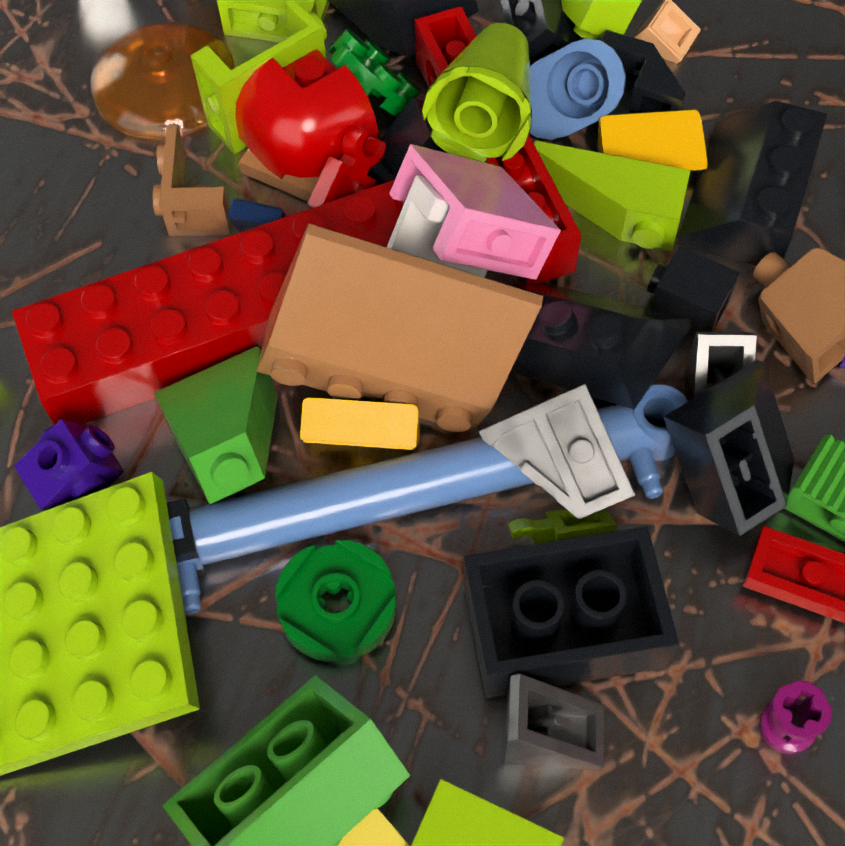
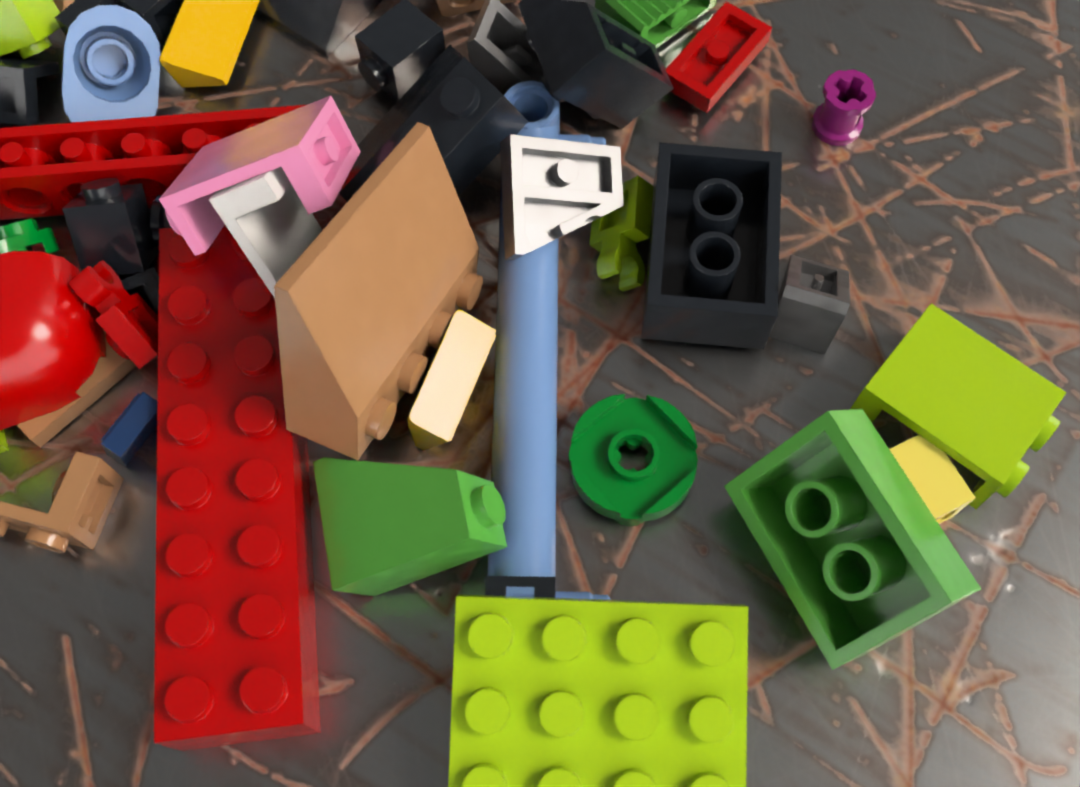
camera: 75 degrees left, 5 degrees up
(68, 464) = (393, 710): dark purple brick -> none
(483, 97) = (114, 121): lime cone -> none
(621, 195) = (268, 65): lime slope -> none

